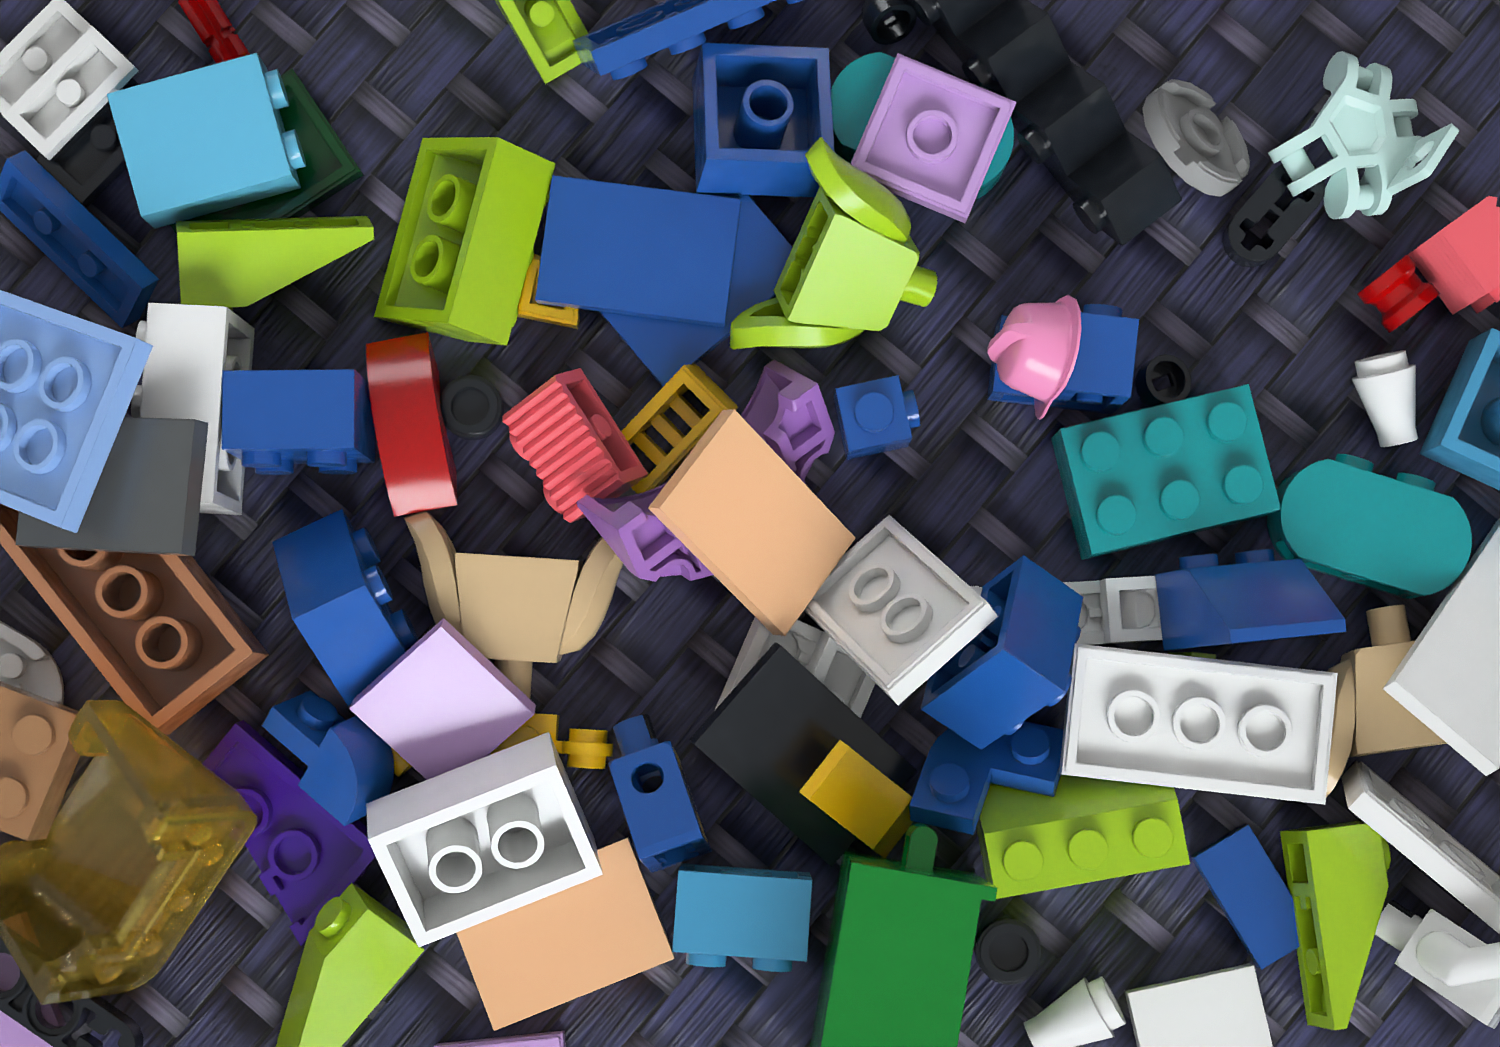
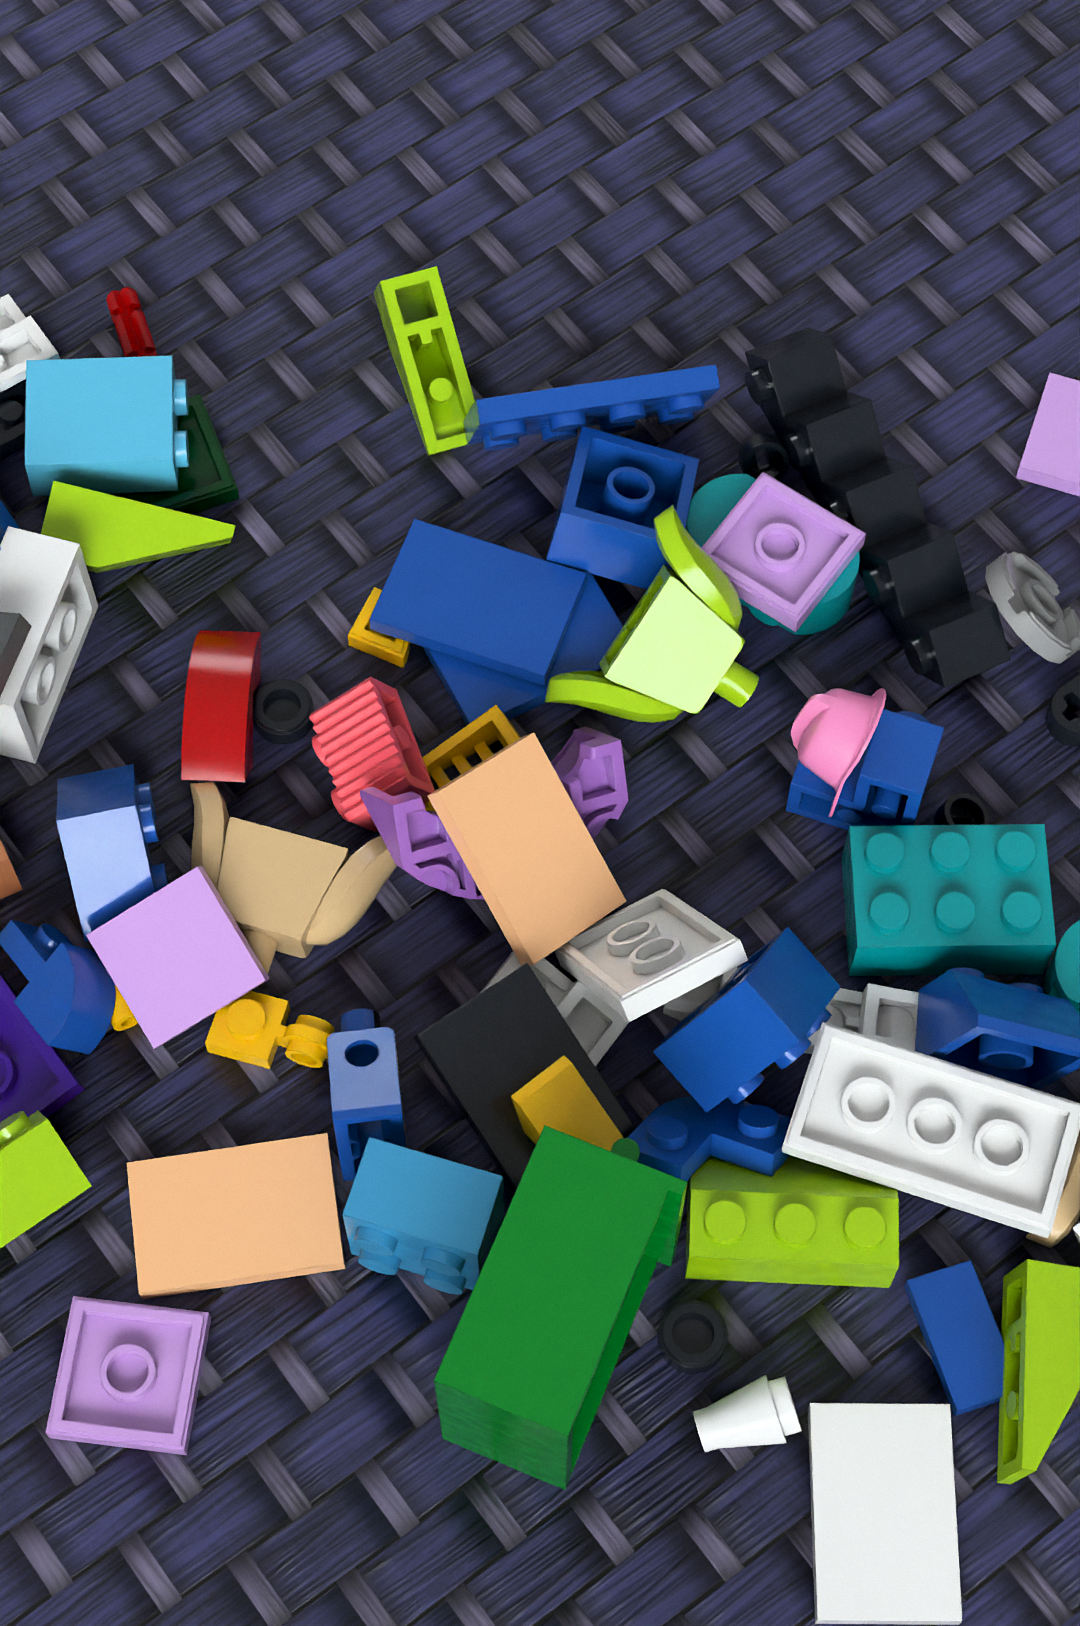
camera: 10 degrees right, 20 degrees down
(297, 419) = (115, 670): blue brick -> none
(466, 238) = (320, 561): lime slope -> none
(482, 839) = (181, 1088): white brick -> none
(875, 416) = (670, 790): blue brick -> none

